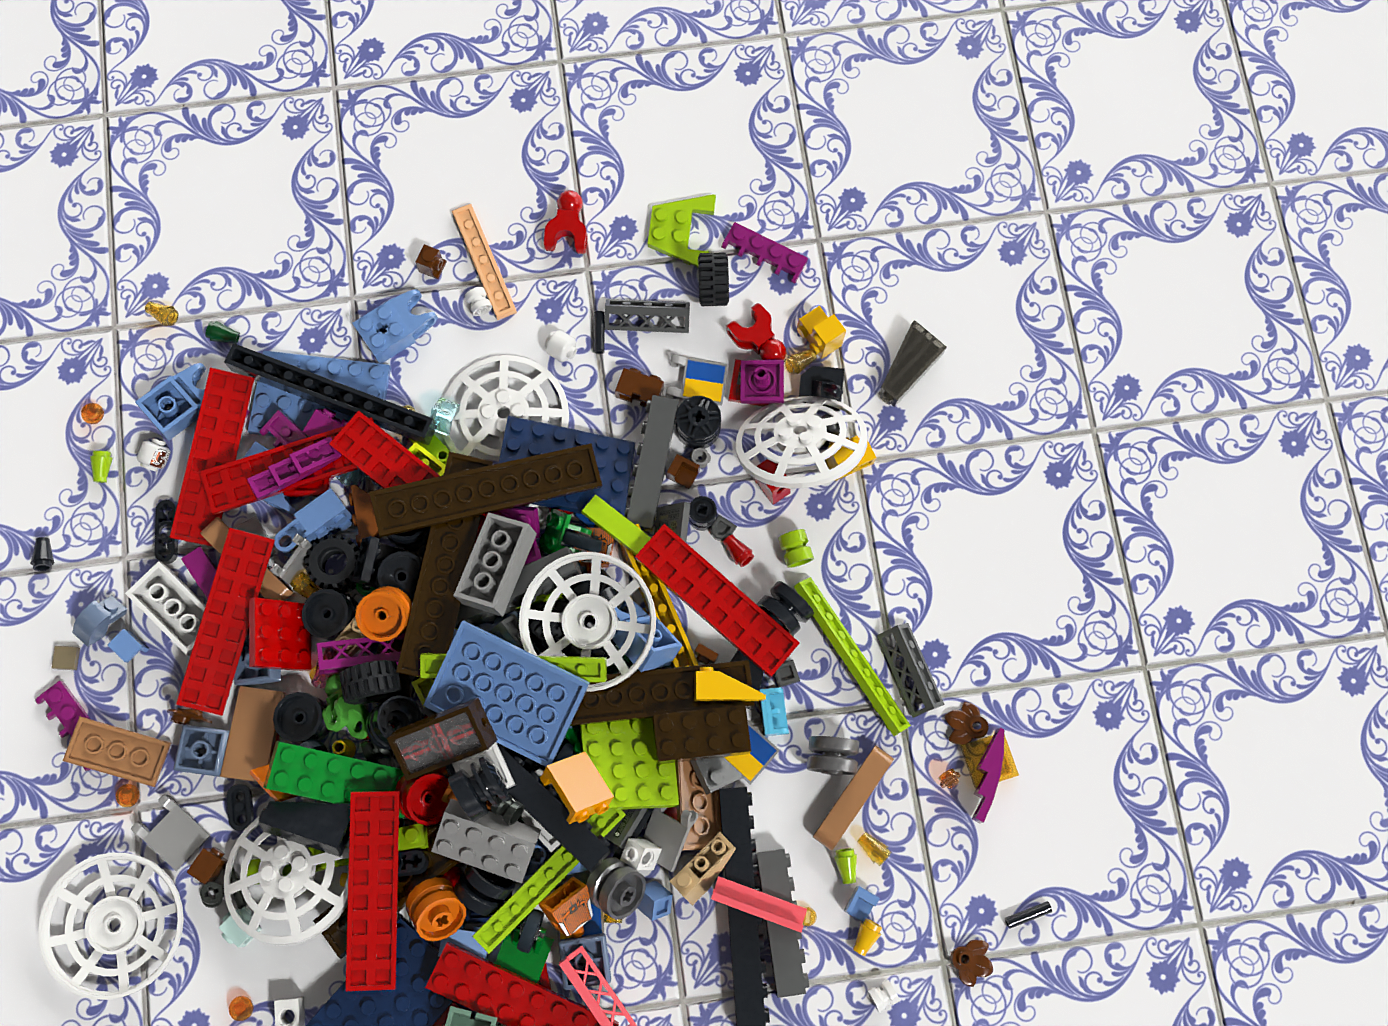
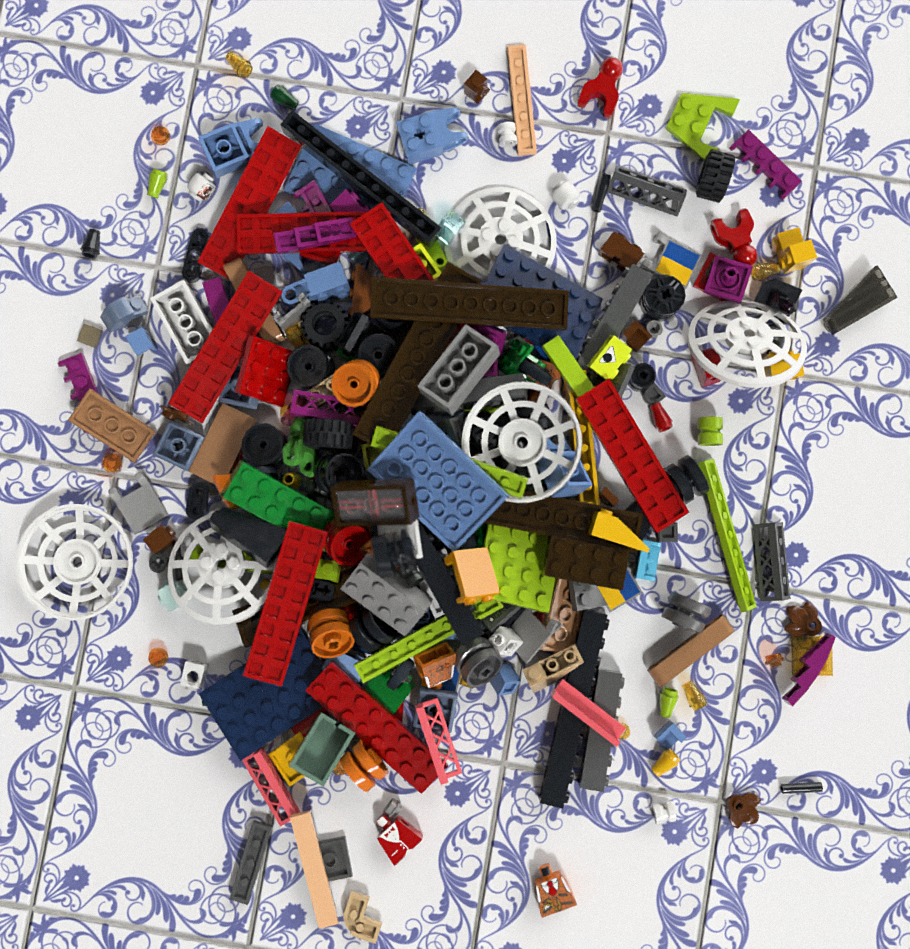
camera: 25 degrees right, 10 degrees up
(659, 502) = (610, 357): none -> neon yellow brick

